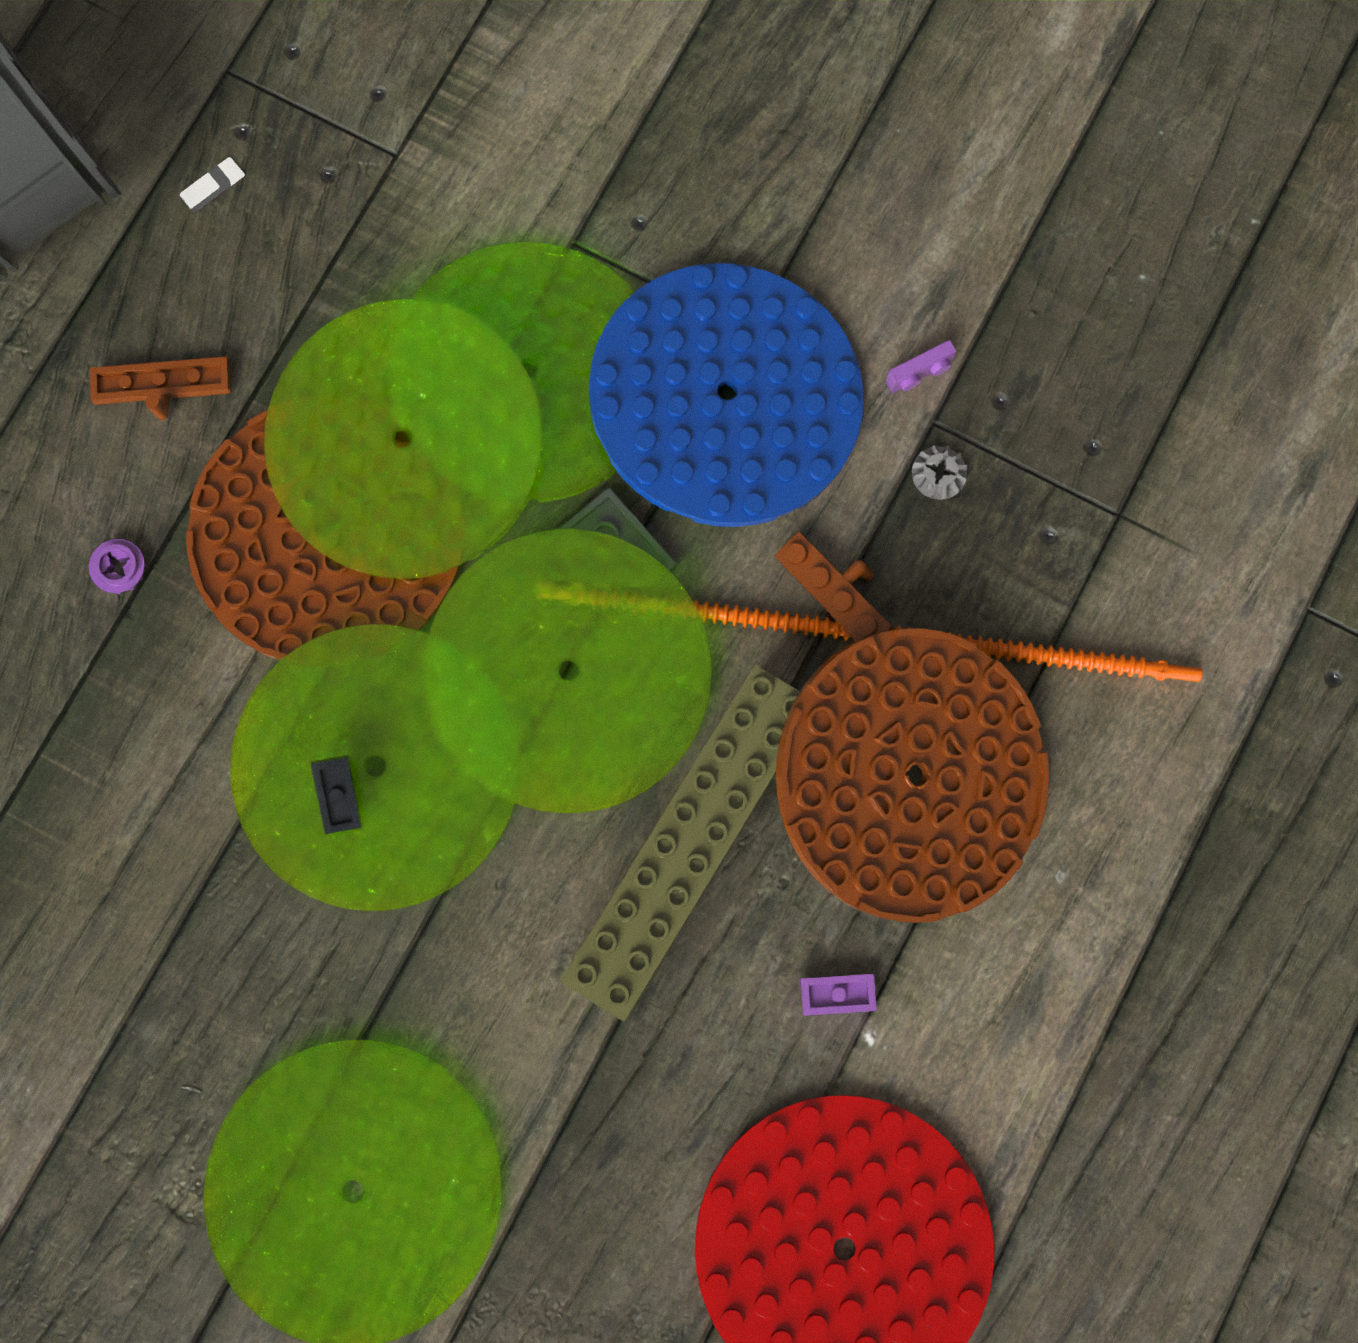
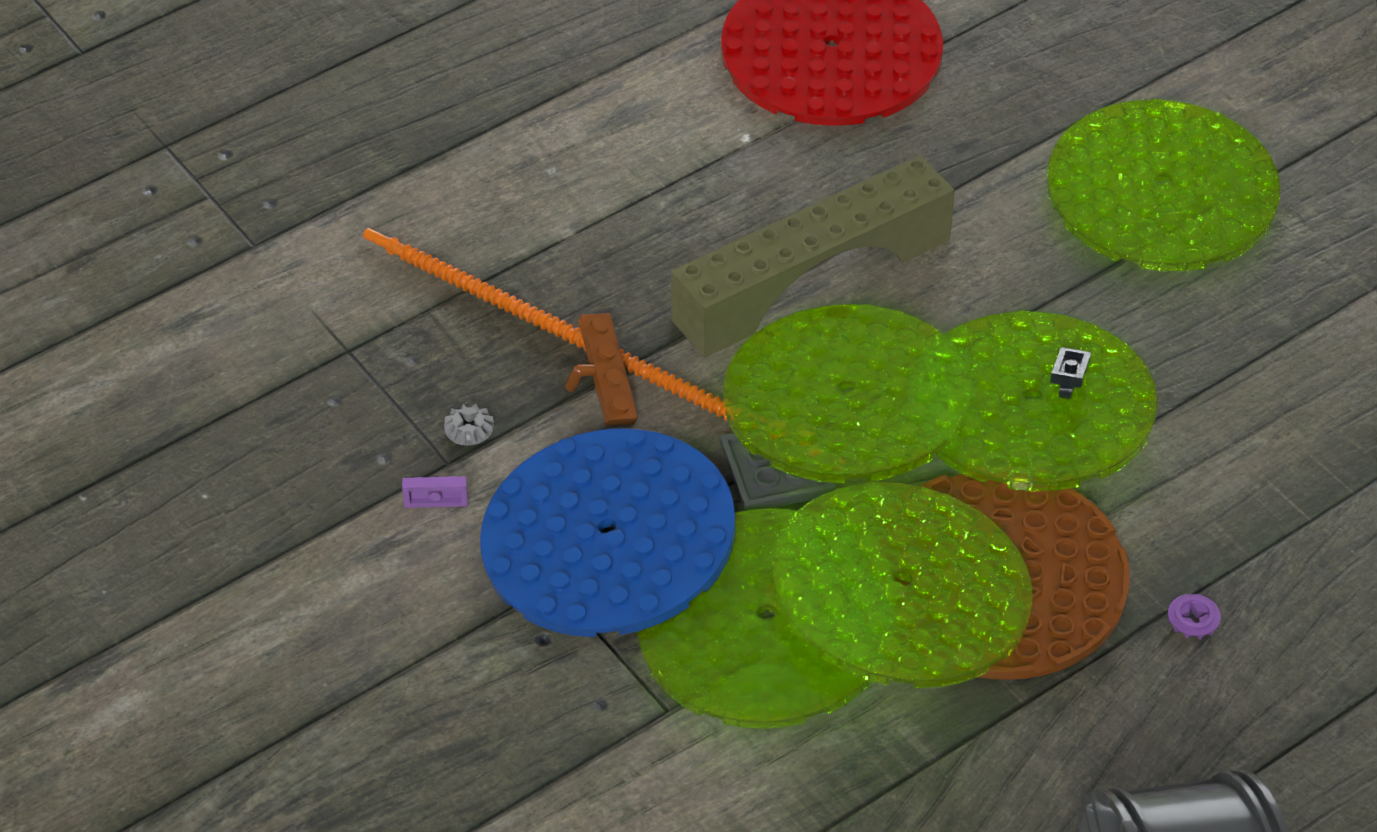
camera: 155 degrees left, 30 degrees down
(160, 382) = (1100, 735): dark orange plate -> none
(838, 994) = (754, 158): medium lavender plate -> none
(846, 789) = (624, 226): dark orange plate -> none

